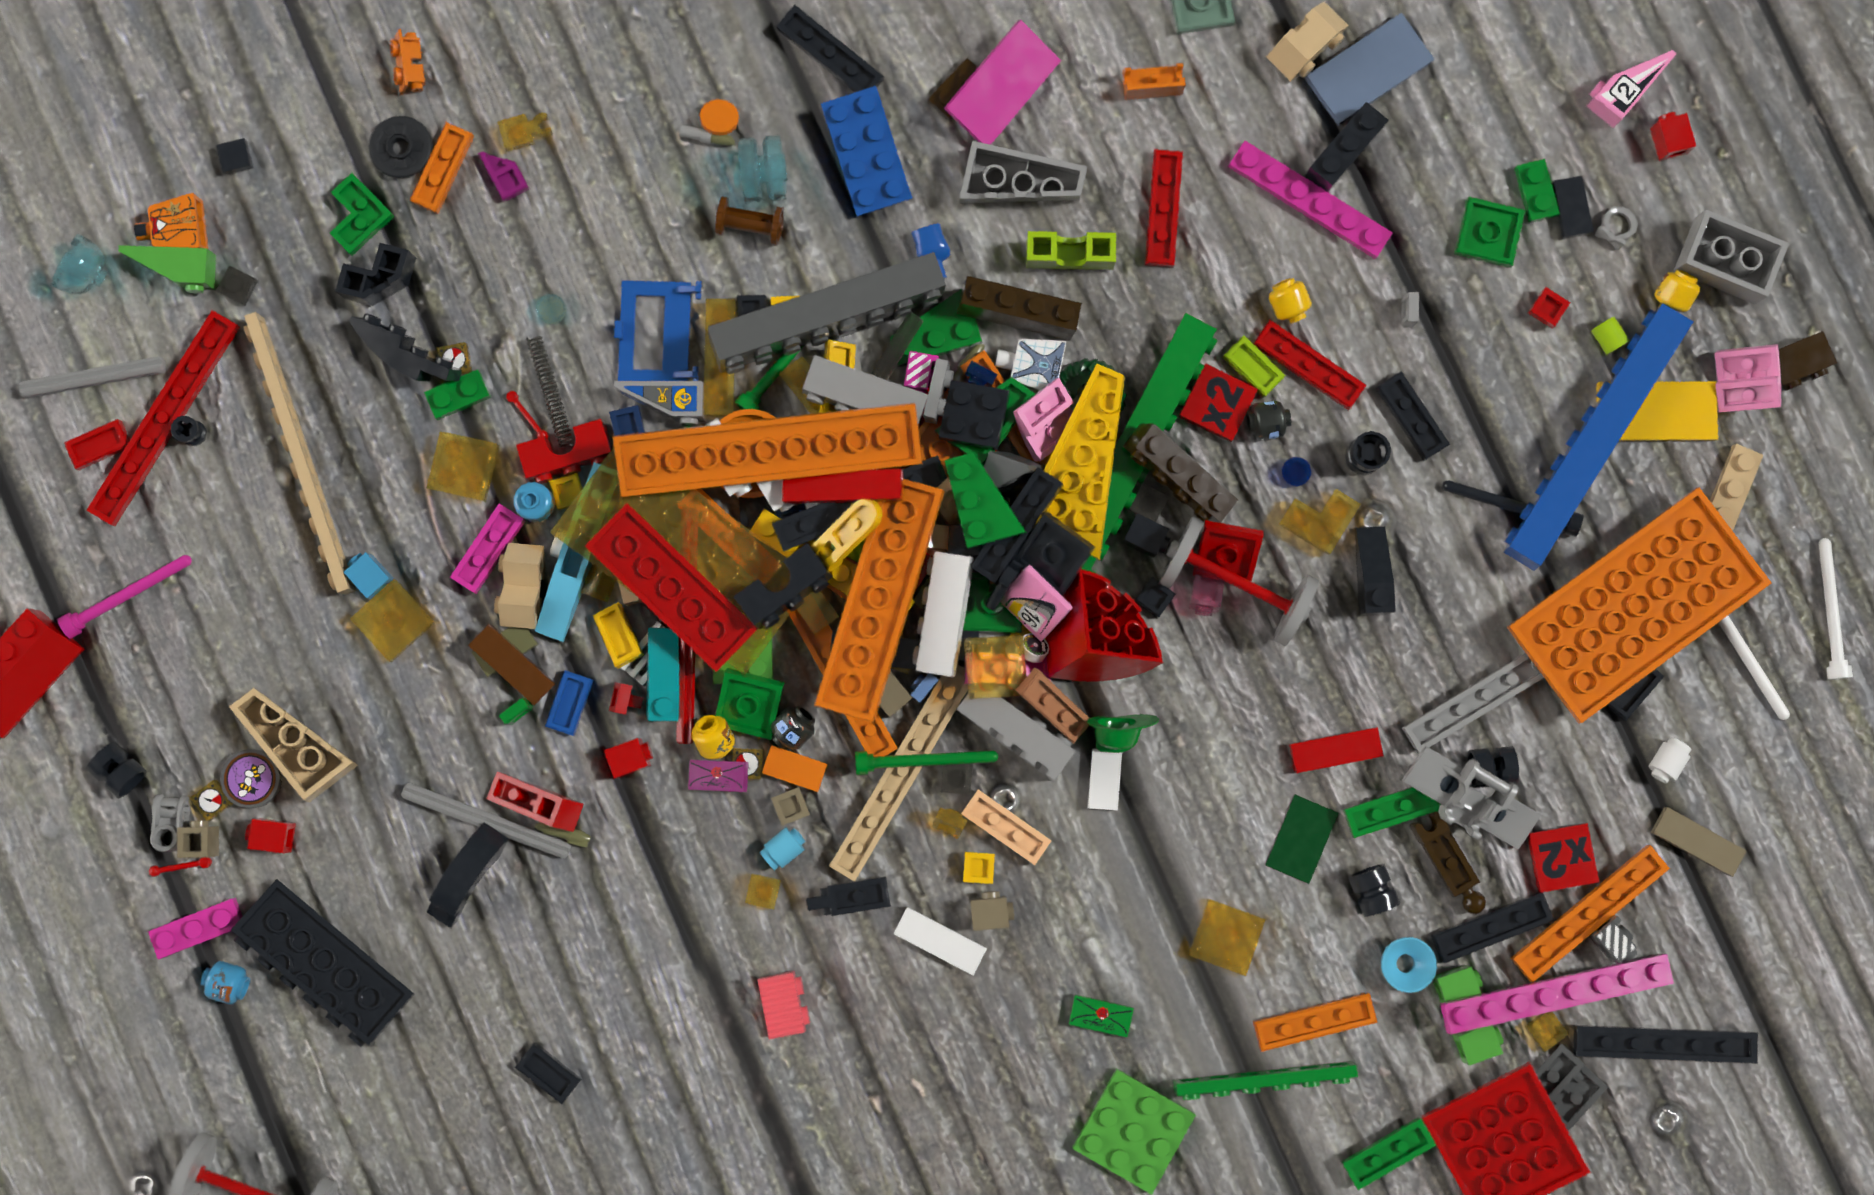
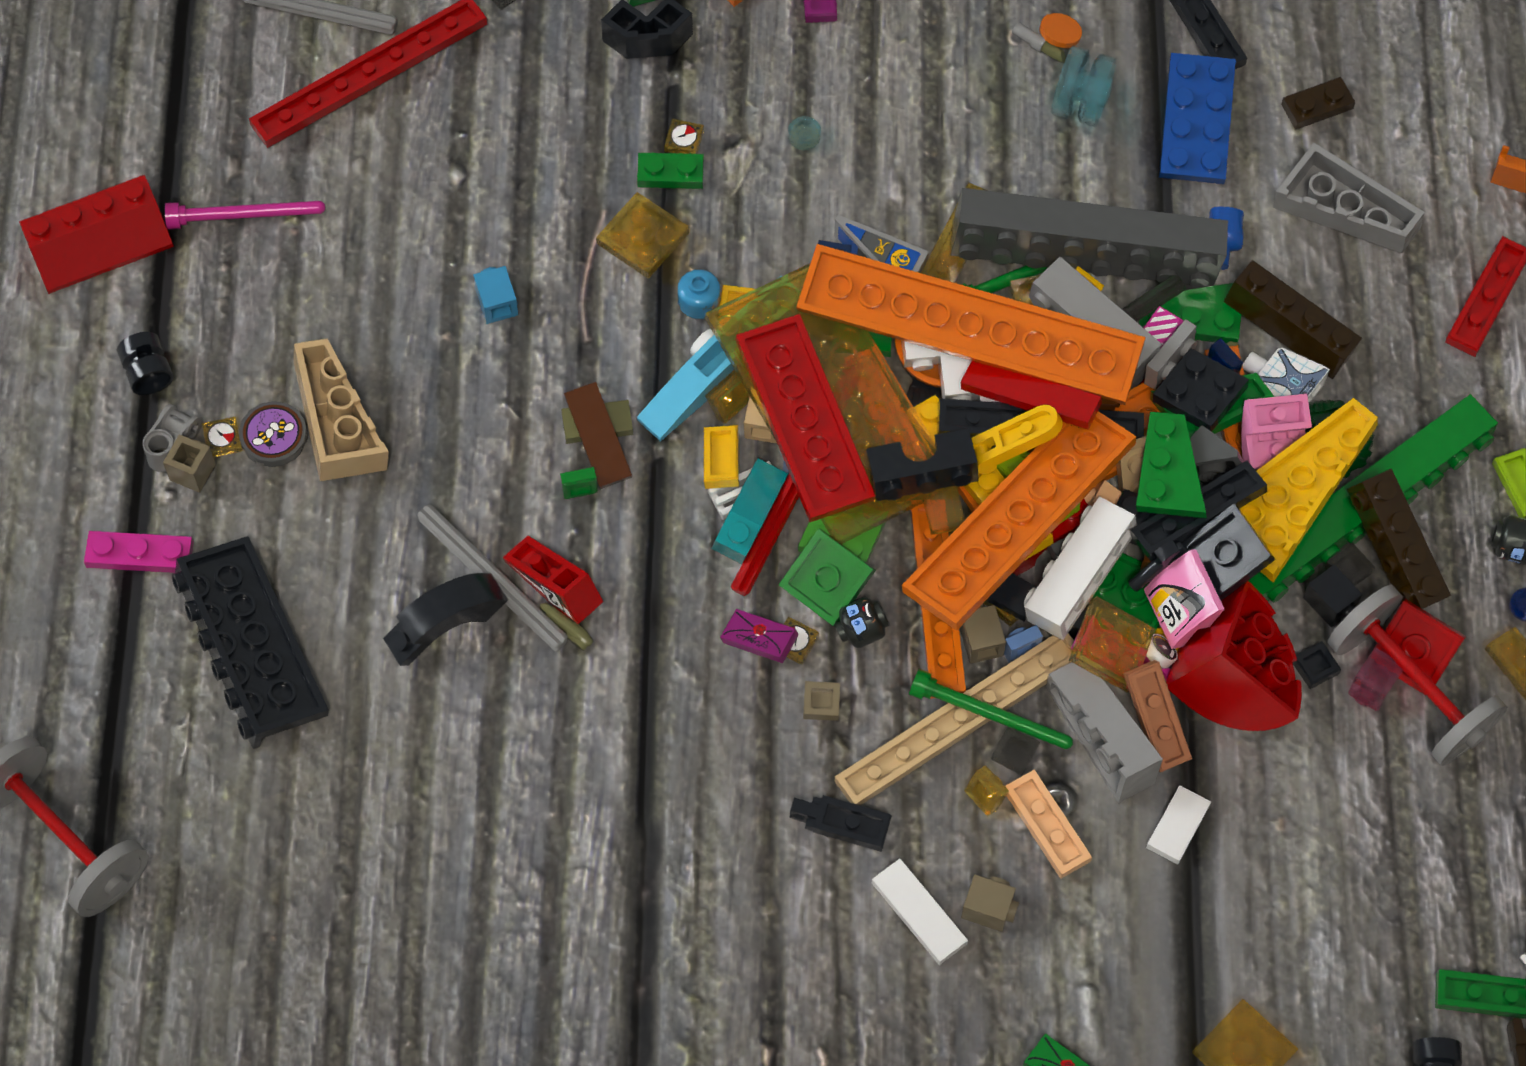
camera: 25 degrees right, 20 degrees down
(97, 444) = (290, 69): red tile -> none
(181, 430) = (384, 92): black bush -> none
(203, 862) = (181, 492): red hinge -> none
(225, 982) = (140, 612): dark azure head -> none
(270, 835) = (264, 492): red brick -> none
(295, 443) = (482, 168): tan plate -> none
(392, 620) = (497, 346): clear yellow plate -> none
(399, 352) = (638, 105): black slope -> none
(487, 548) = (628, 320): dark pink plate -> none
(513, 397) = (724, 197): red hinge -> none
(522, 572) = (653, 357): tan brick -> none
(541, 463) = (731, 267): red arch -> none
(548, 1073) = (426, 858): black tile -> none
(551, 391) = (772, 175): clear smoke piece -> none
(569, 703) = (636, 502): blue tile -> none
(622, 698) = (697, 519): red tile -> none
(628, 757) = (673, 577): red brick -> none
(655, 331) = (903, 190): blue piece -> none
(713, 737) = (773, 593): yellow head -> none
(749, 221) = (1047, 130): reddish brown hose -> none
(763, 891) = (750, 773): clear yellow plate -> none
(782, 1004) = (715, 897): coral brick -> none
(783, 848) = (793, 738): medium azure brick -> none
(794, 768) = (844, 667): orange tile -> none
(978, 867) = (997, 852): yellow plate -> none
(1002, 83) = (1369, 110): dark pink tile -> none
(1052, 251) = (1351, 285): lime arch -> none
(1120, 732) = (1215, 781): green piece -> none
(1218, 402) = (1468, 502): red tile -> none
(1302, 839) = (1375, 986): dark green sticker -> none
(1336, 750) = (1454, 907): red tile -> none

